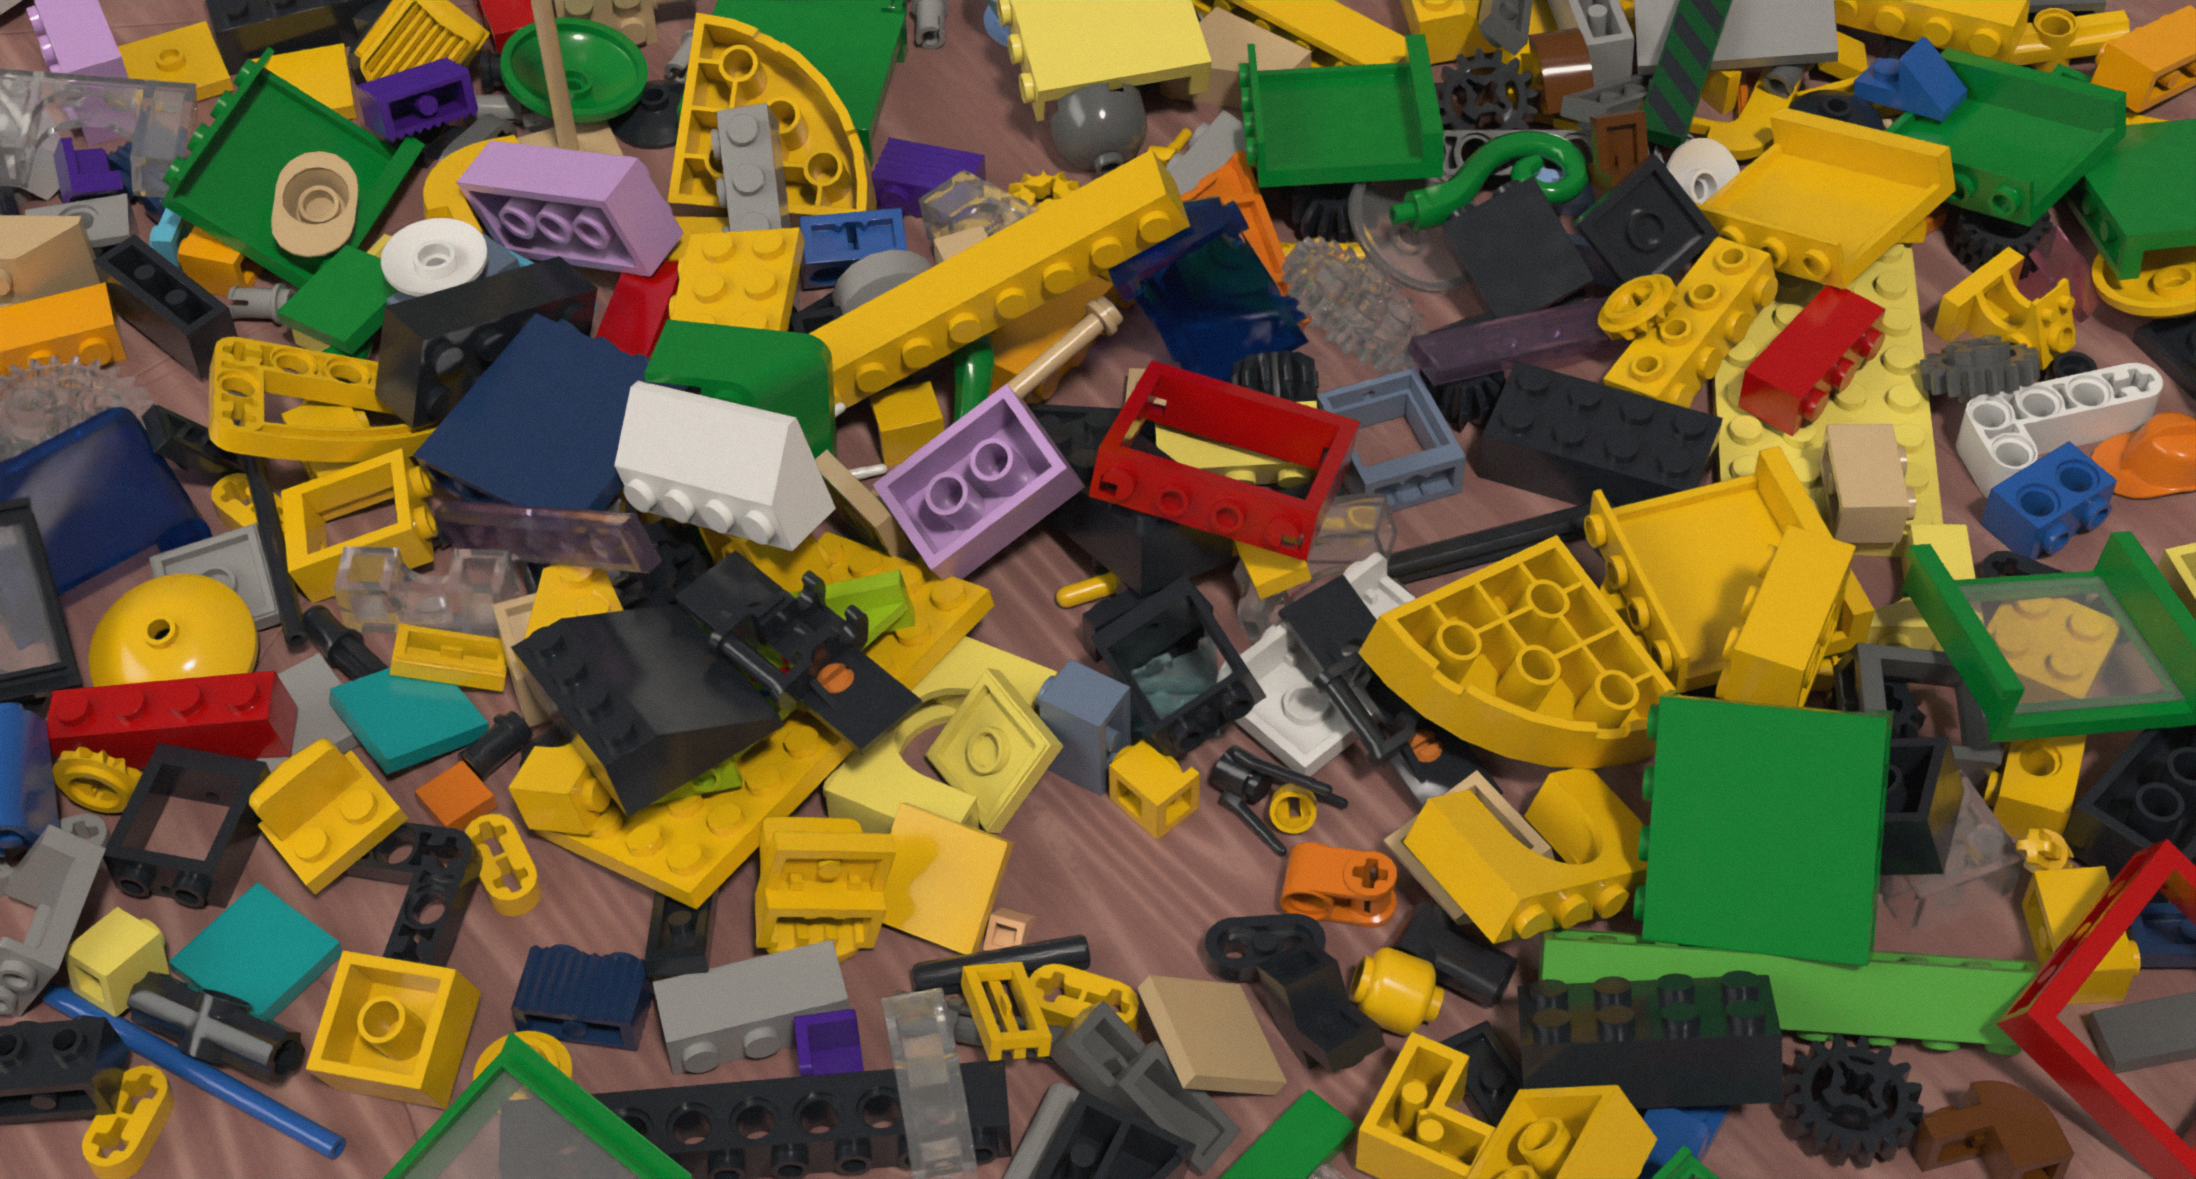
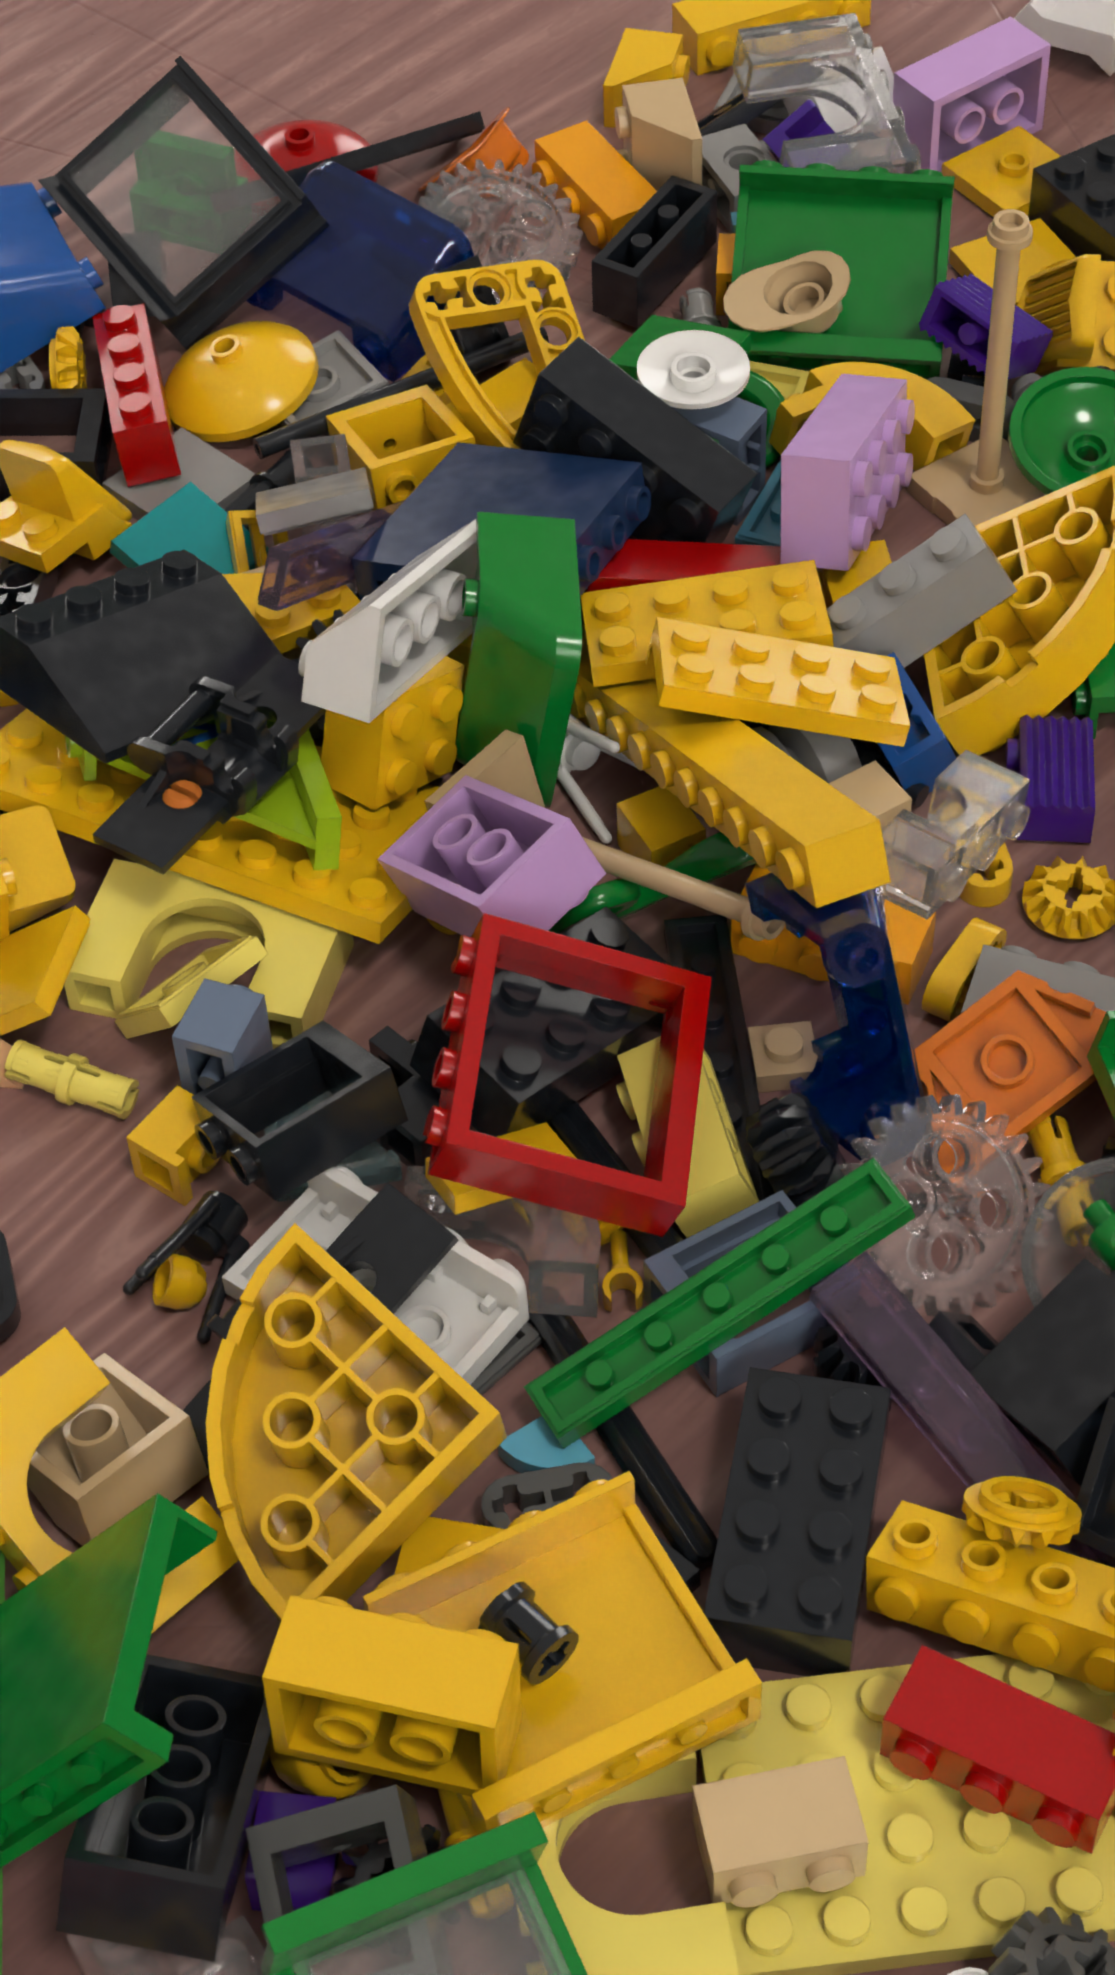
camera: 80 degrees right, 0 degrees up
(444, 570) = (313, 501): none -> light grey tile
(856, 260) = (777, 682): none -> yellow bracket
(1053, 863) = (71, 1079): none -> light yellow pin
(1337, 882) = (71, 1304): orange piece -> none
(1426, 433) = (719, 1302): none -> green tile
(1728, 552) = (541, 1642): none -> black bush

